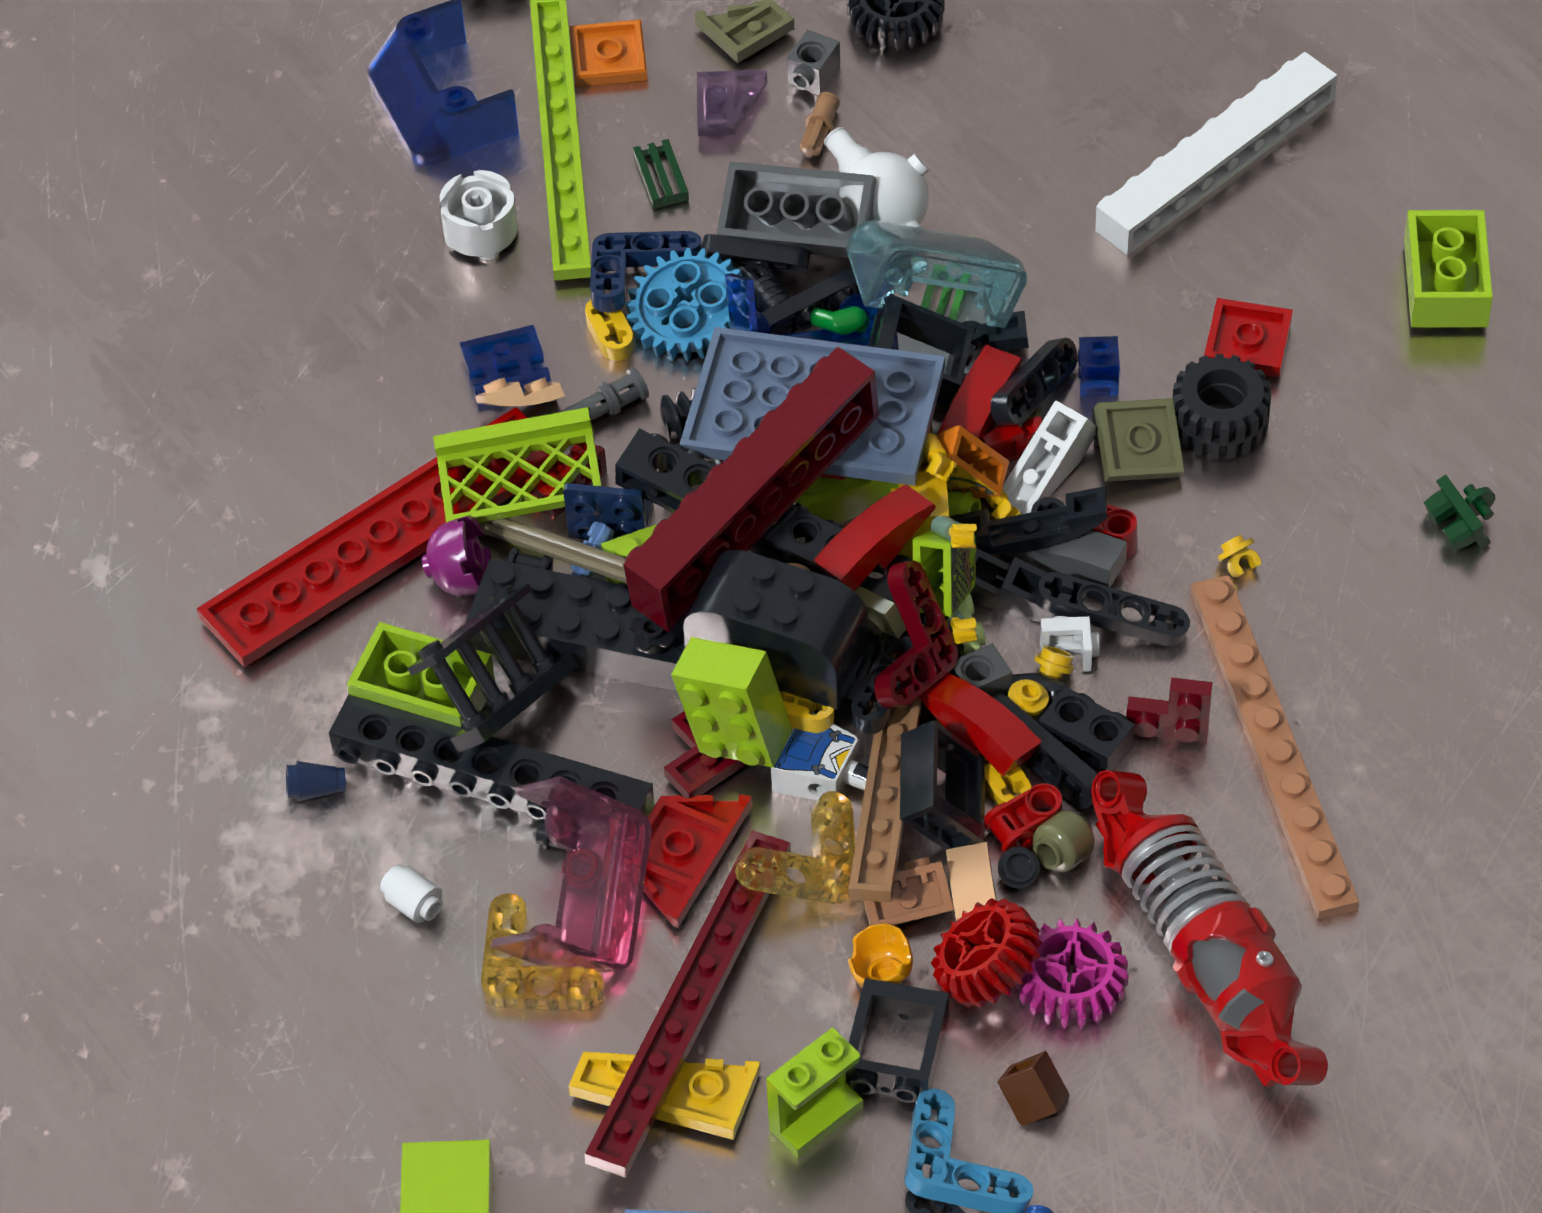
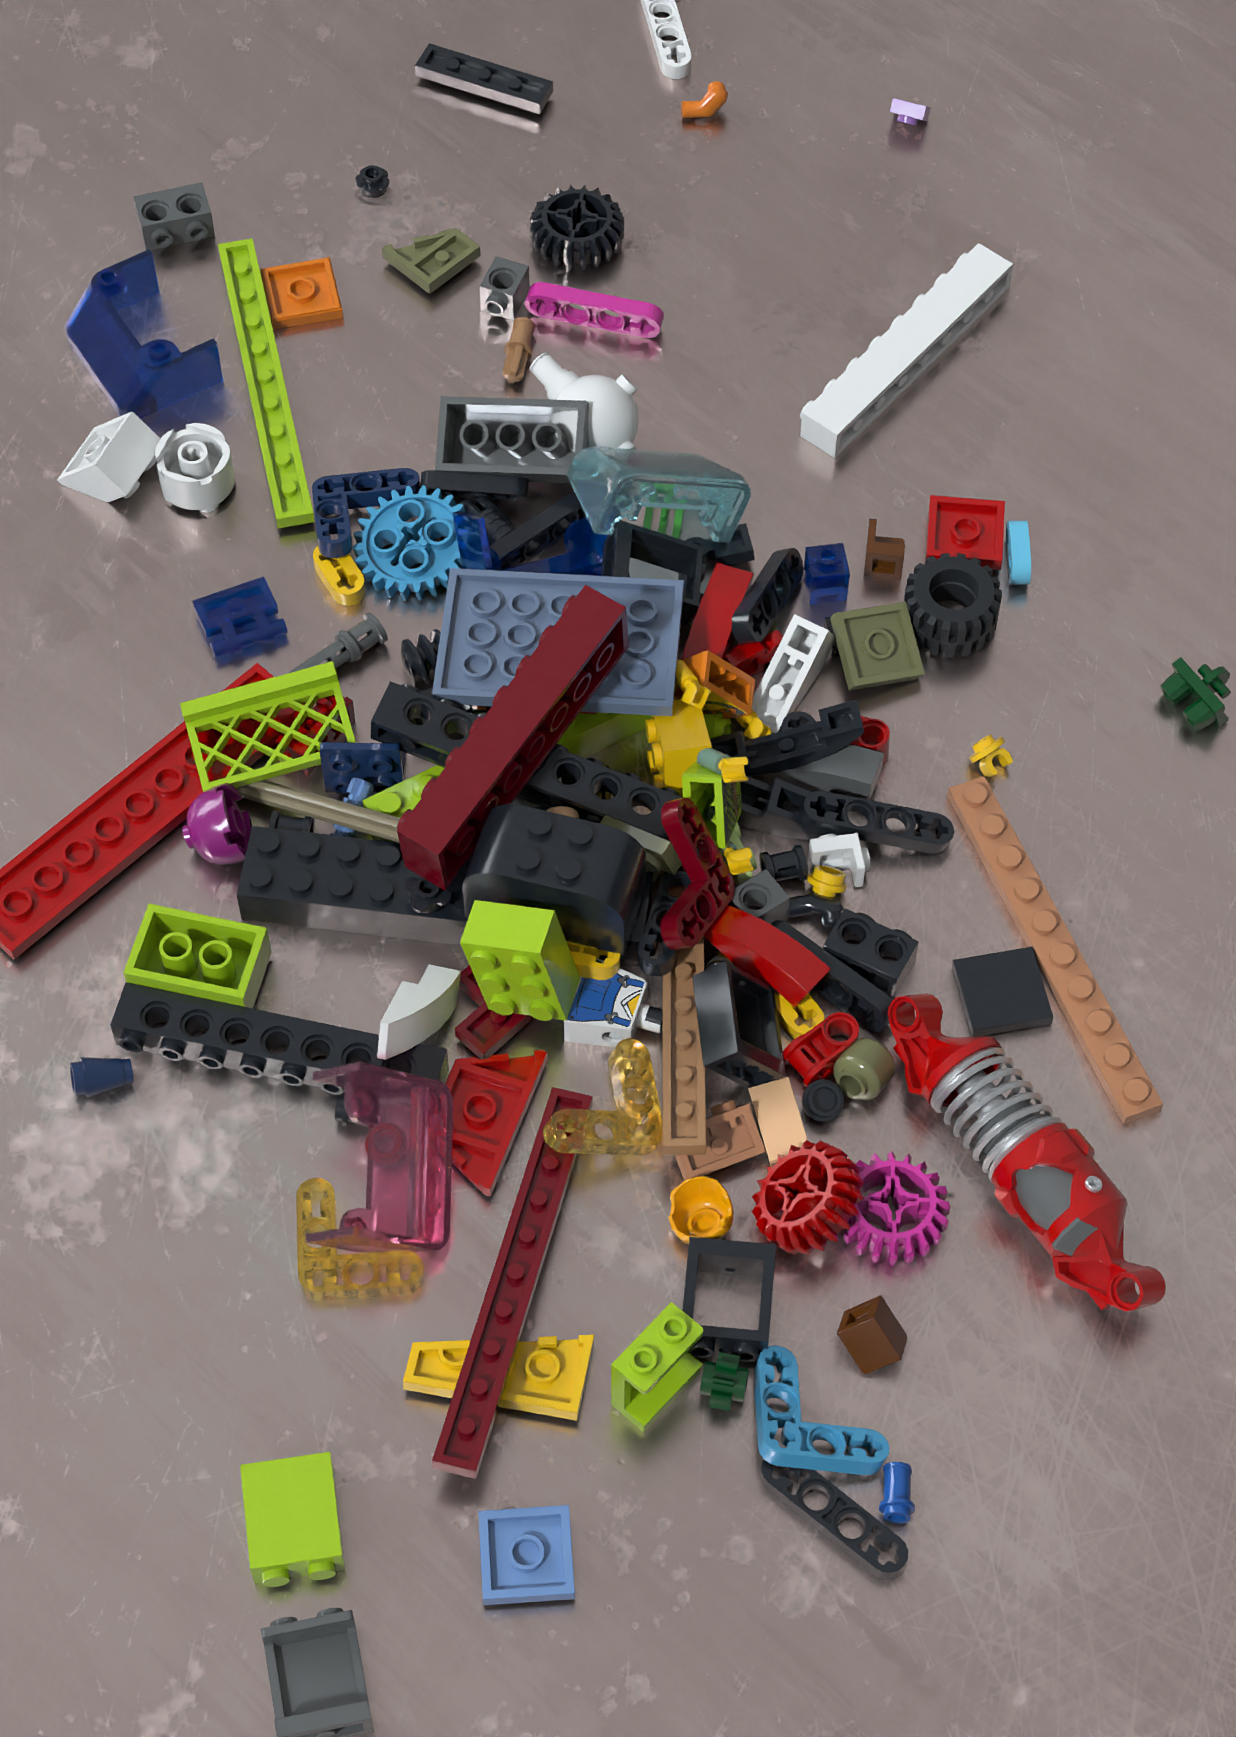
camera: 10 degrees left, 5 degrees up
(398, 200) = (112, 459): none -> white slope
(411, 893) = (215, 1188): white brick -> none
(510, 394) = (250, 651): light nougat slope -> none
(524, 687) = (305, 959): black fence -> none
(629, 745) = (418, 1010): none -> white slope
(654, 153) = (360, 390): dark green tile -> none
(726, 99) = (424, 331): clear purple wing -> none
(841, 321) = (569, 548): green arm -> none
(874, 536) = (641, 774): red slope -> none
(881, 1116) = (724, 1381): none -> dark green gear
(951, 102) = (644, 321): none -> dark pink beam
(1014, 642) = (785, 864): none -> black bush
(1029, 696) = (808, 920): yellow plate -> none
(1160, 353) = (883, 554): none -> reddish brown panel
(1180, 718) = (963, 929): dark red plate -> none
(1215, 782) = (1002, 992): none -> black tile
(1299, 361) = (1018, 552): none -> medium azure beam
(1448, 268) = (1148, 448): lime brick -> none

